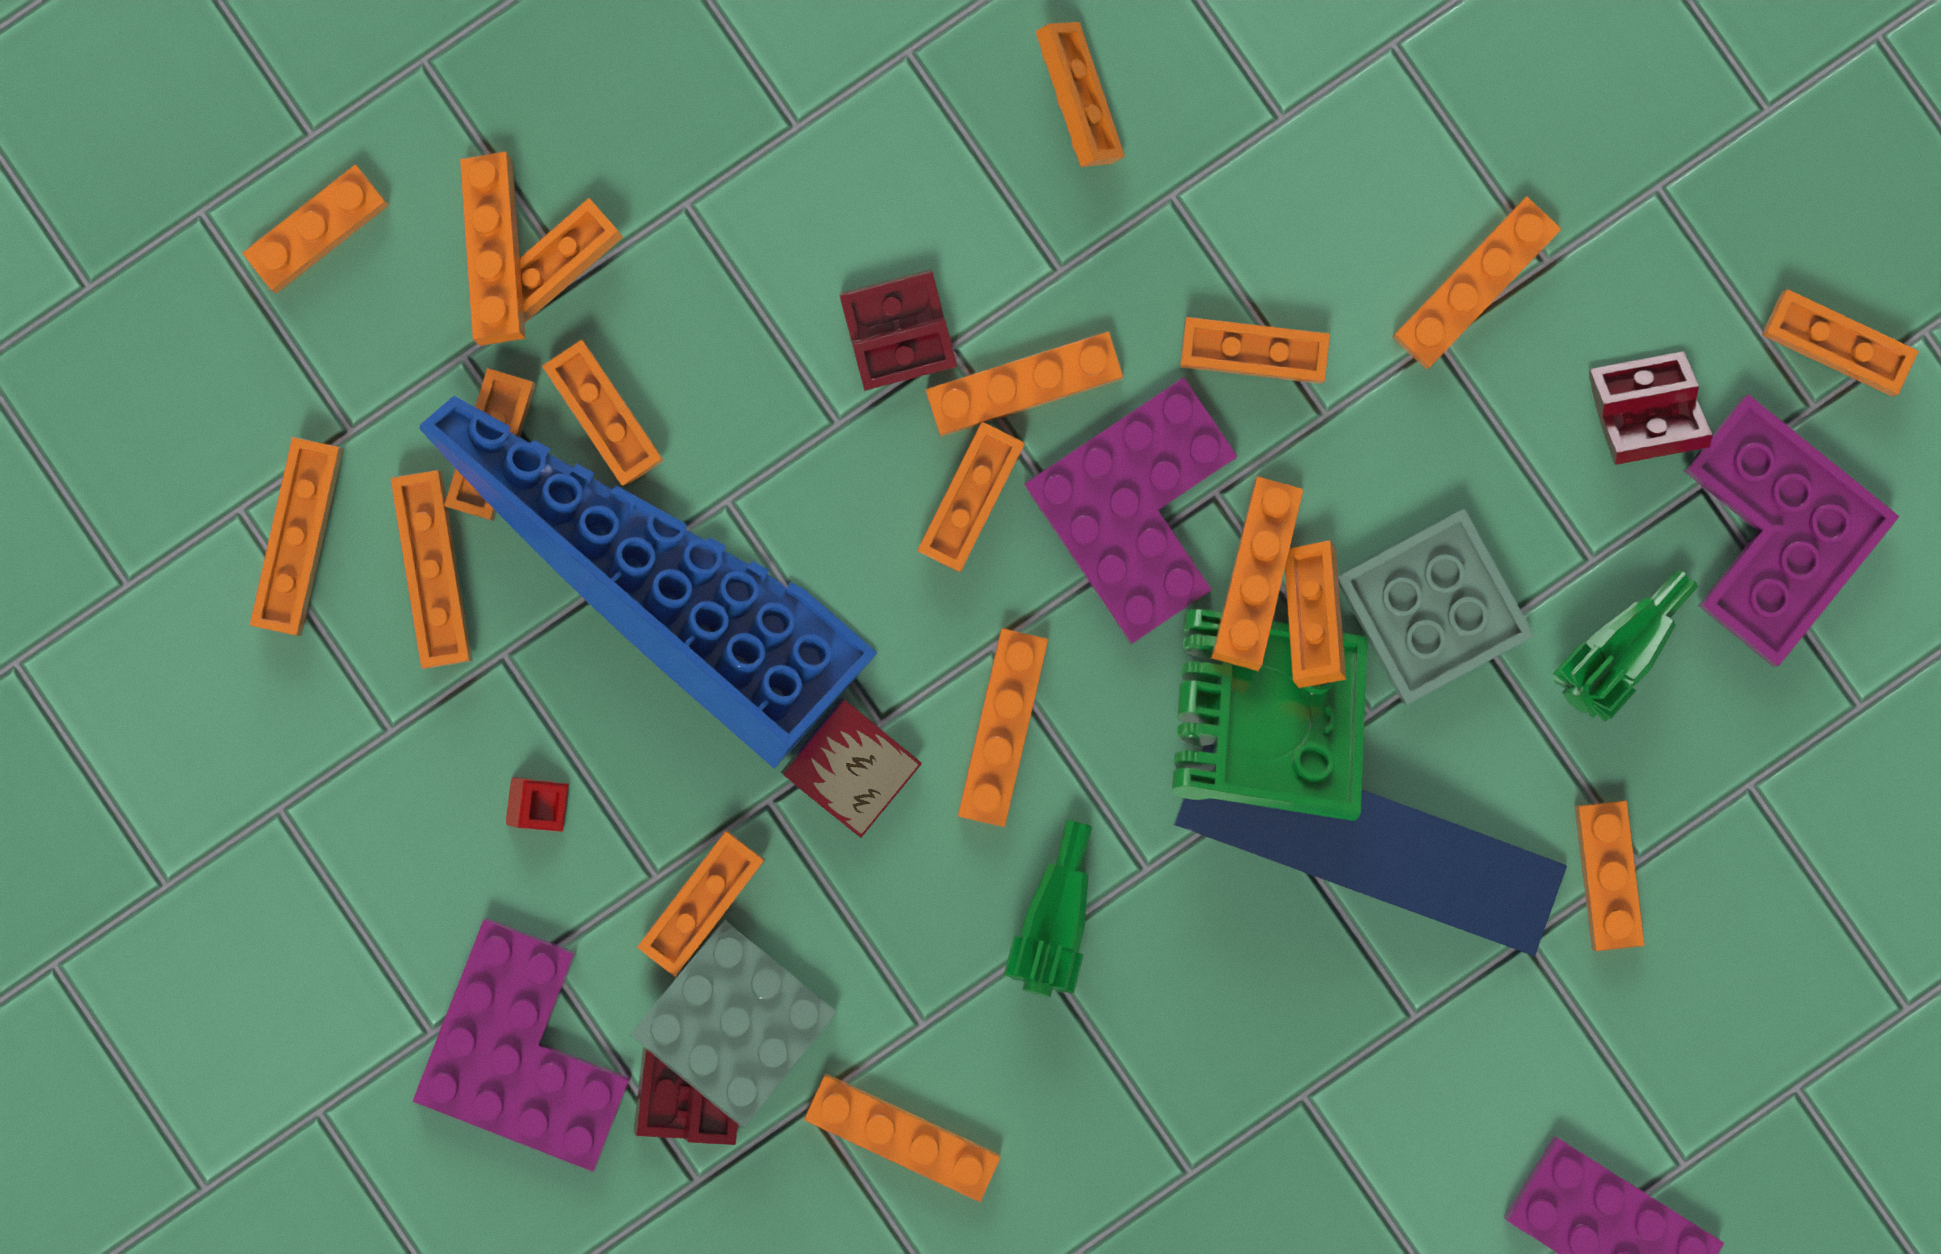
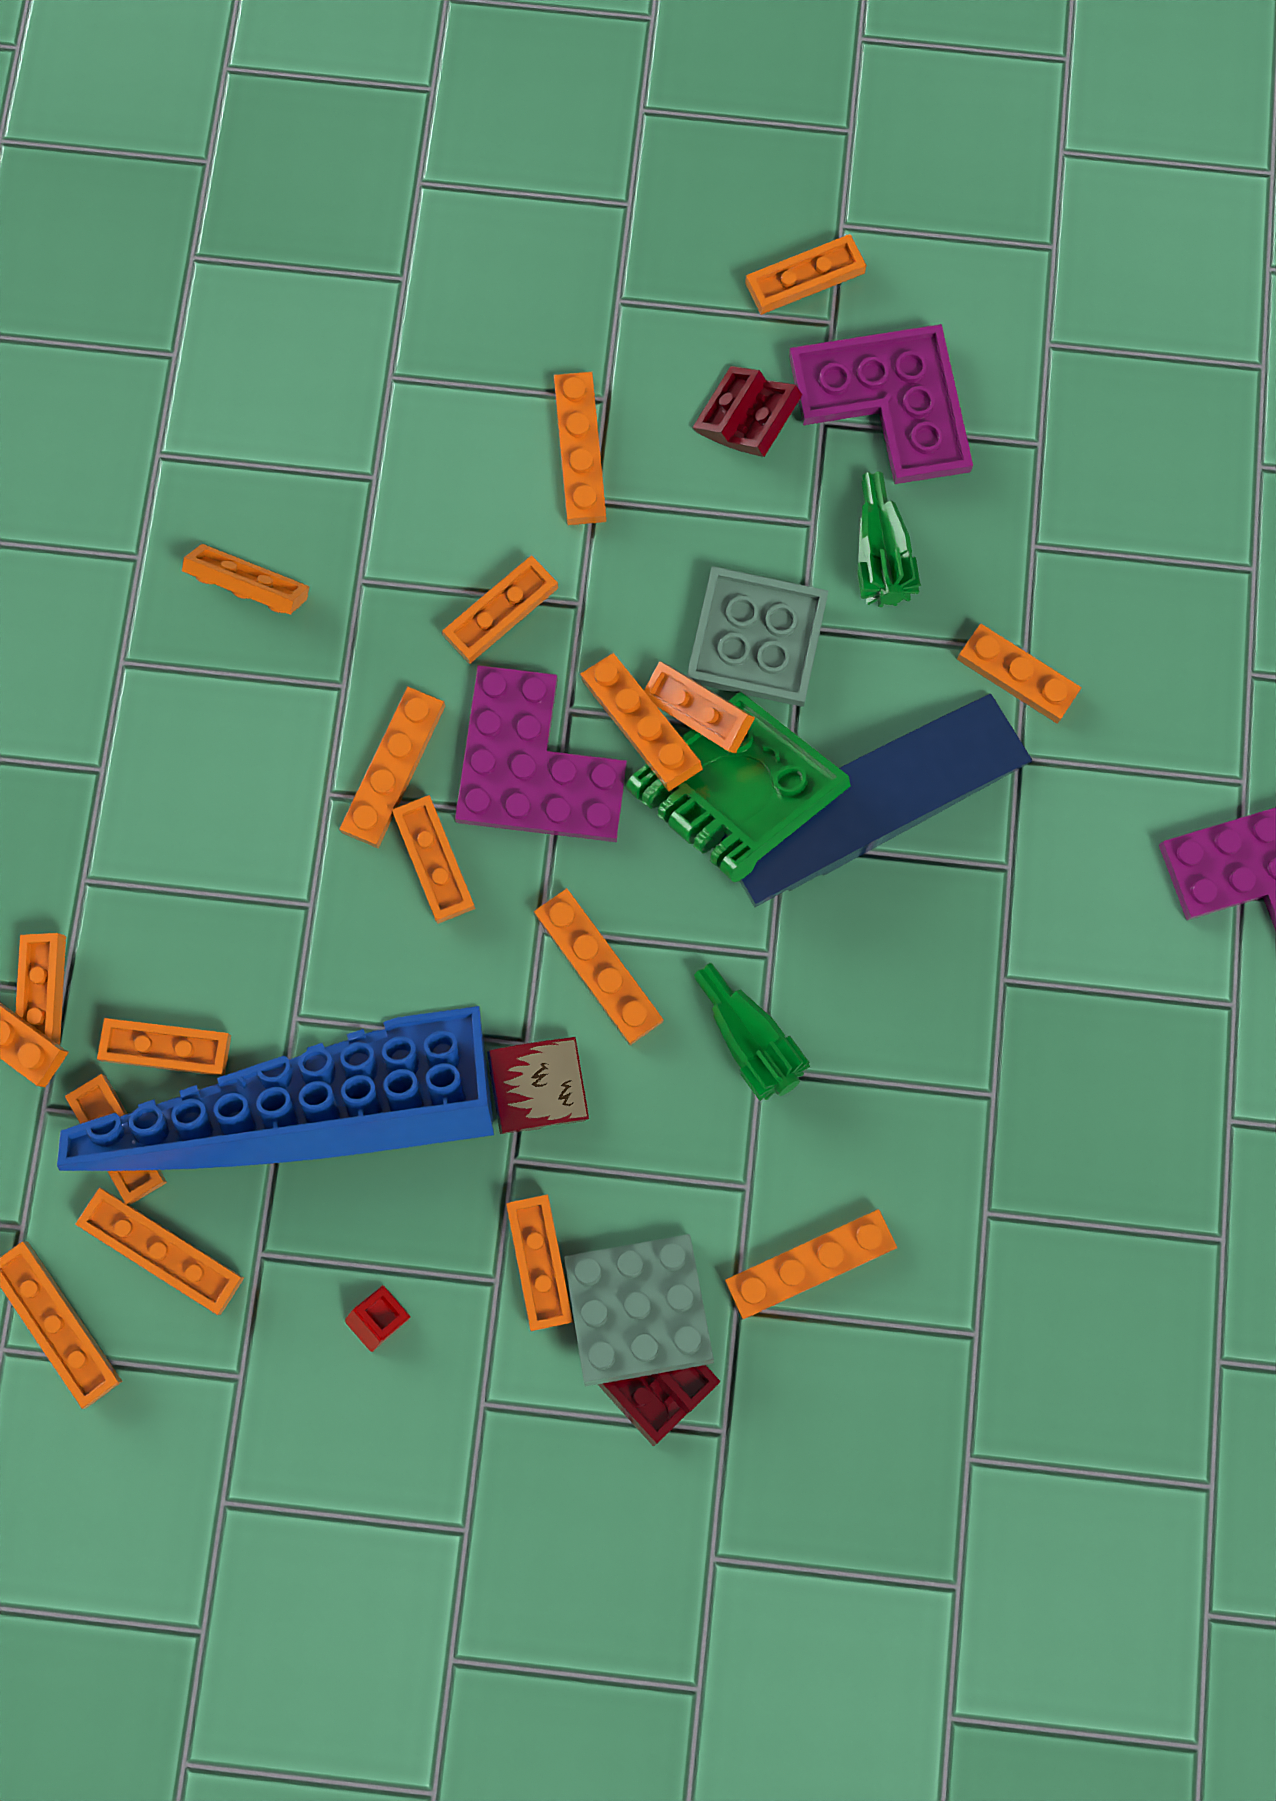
camera: 55 degrees left, 10 degrees down
(493, 1060) = (527, 1503): magenta plate -> none
(898, 330) = (286, 815): dark red slope -> none

